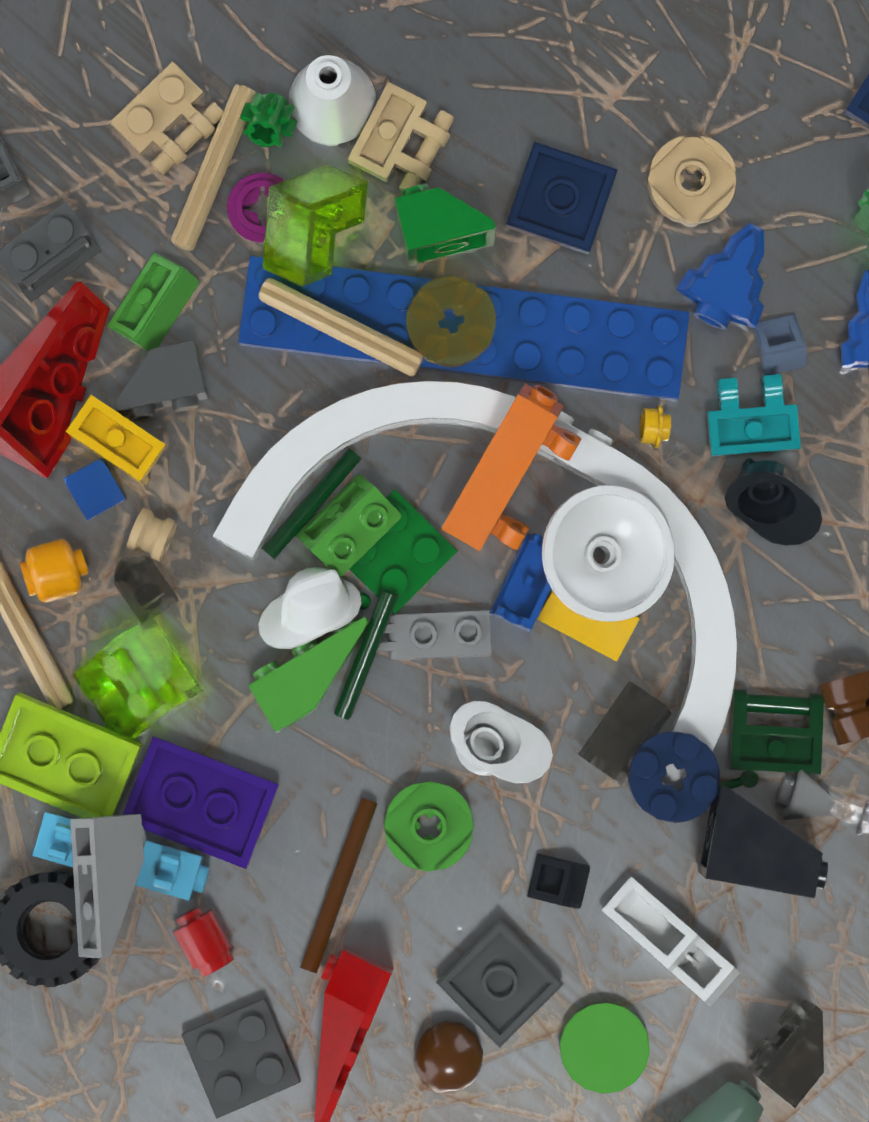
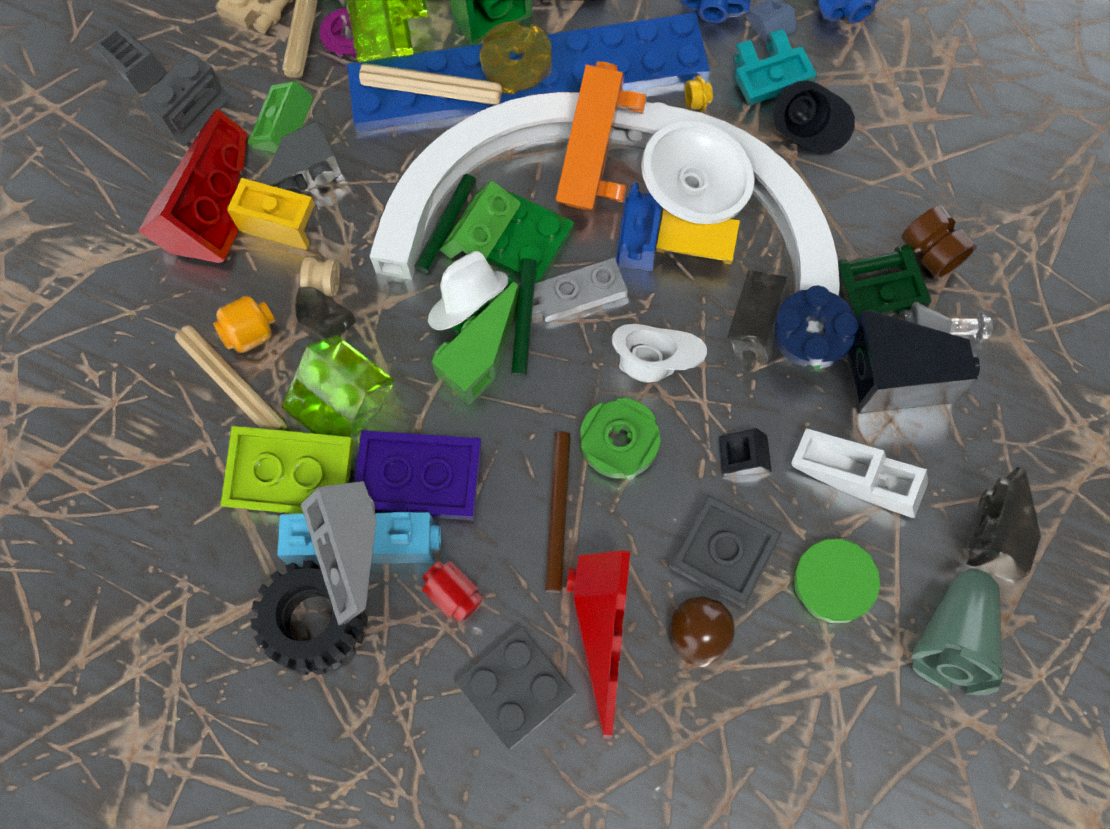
camera: 15 degrees left, 15 degrees down
(94, 489) = (264, 257): blue slope -> none

